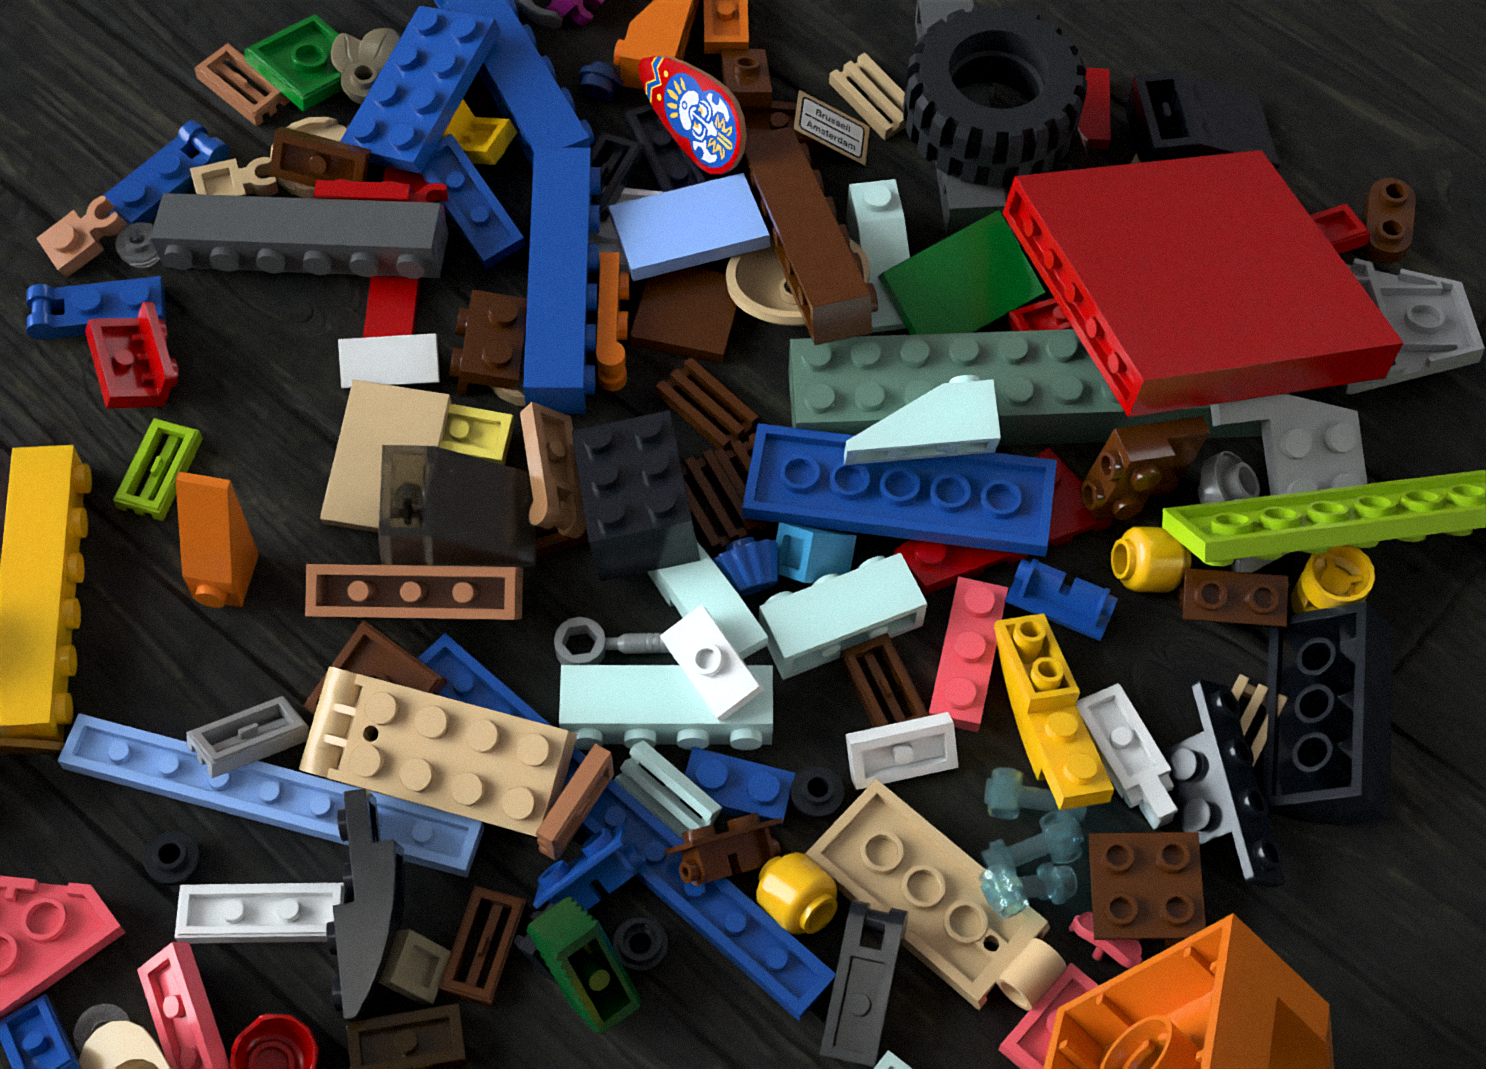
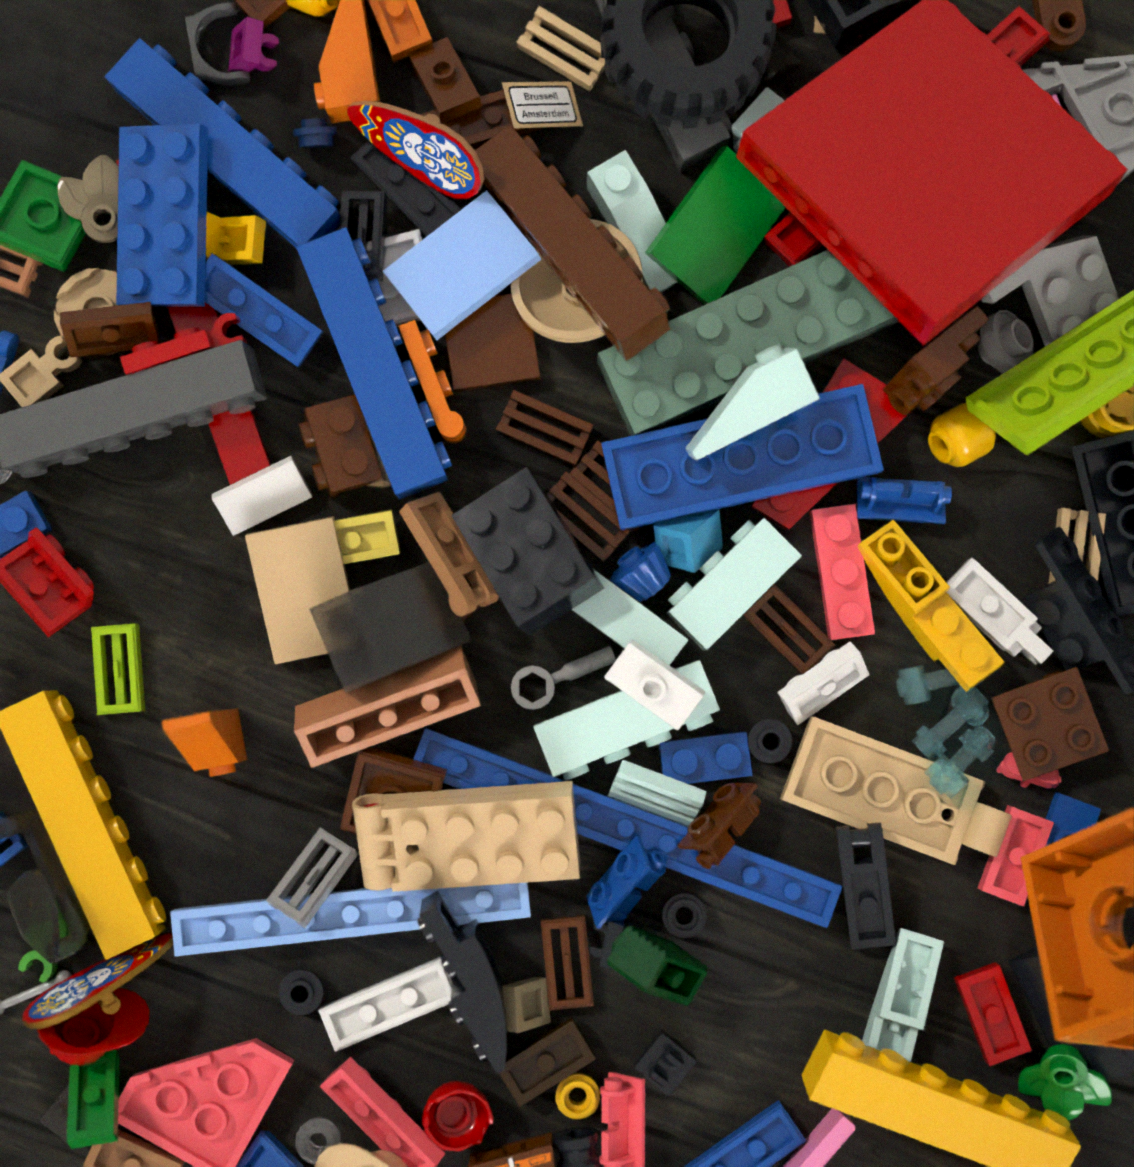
camera: 20 degrees left, 25 degrees up
(575, 802) = (596, 839): nougat tile -> none
(797, 893) = (787, 833): yellow head -> none
(1234, 597) = (1063, 448): reddish brown hinge -> none

